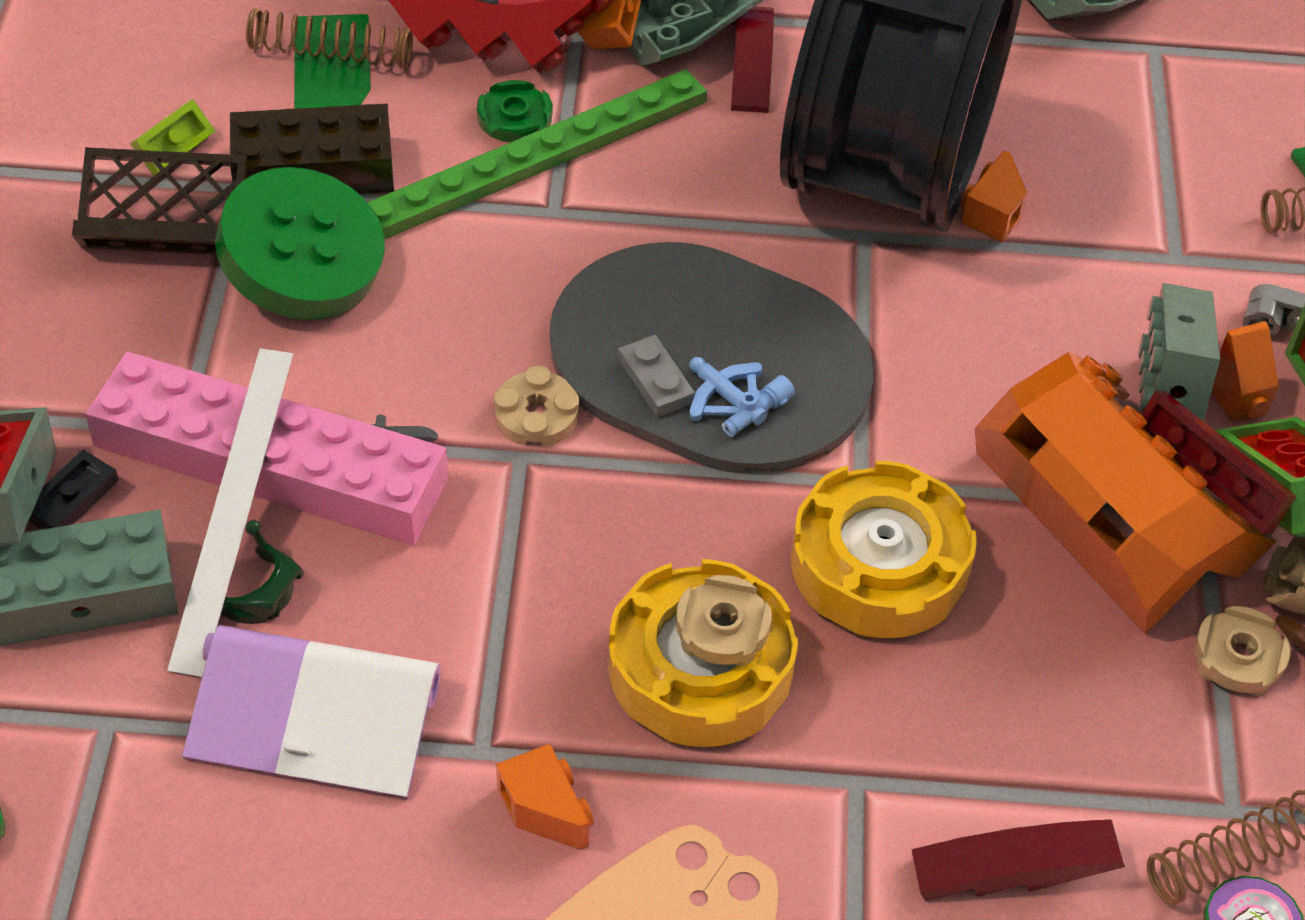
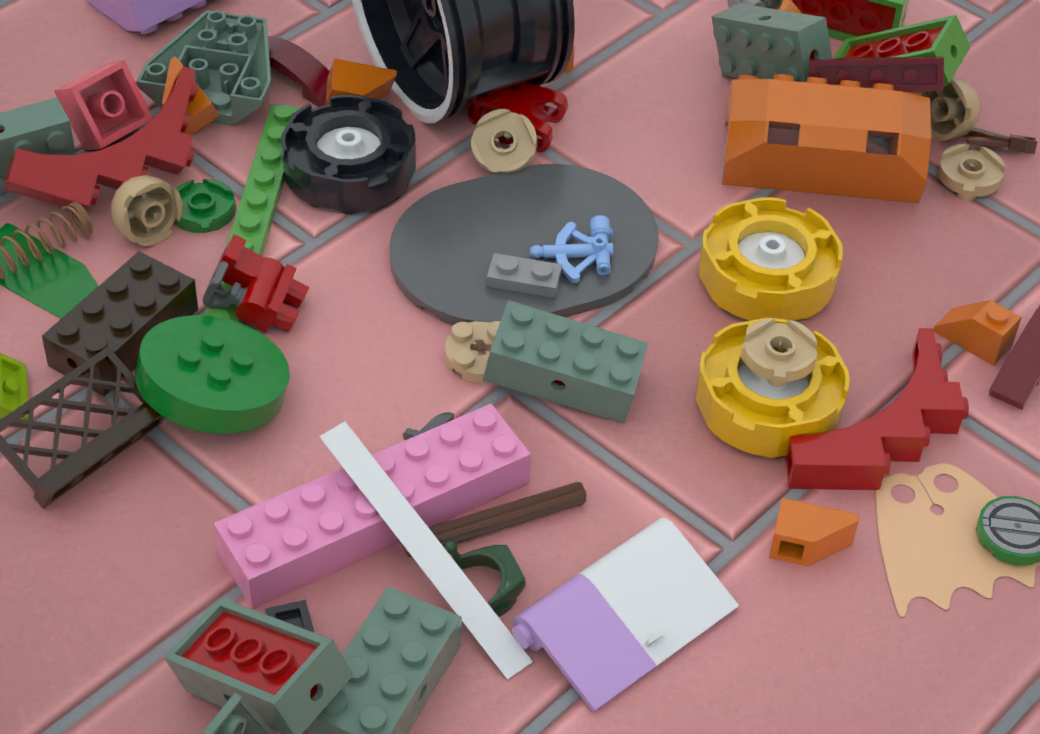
camera: 50 degrees left, 5 degrees down
(343, 547) = (509, 514): none -> reddish brown axle
(445, 211) = (257, 289): none -> red hips
(449, 77) = (146, 209): none -> tan cylinder
(566, 472) = (565, 361): none -> sand green brick
(673, 156) = (348, 154): none -> black piece
(756, 797) = (863, 452): none -> red arch
(760, 101) = (358, 79): none -> orange slope
(828, 264) = (511, 125): none -> tan plate
(876, 233) = (525, 100): none -> red piece
(990, 791) = (981, 329): none -> orange slope

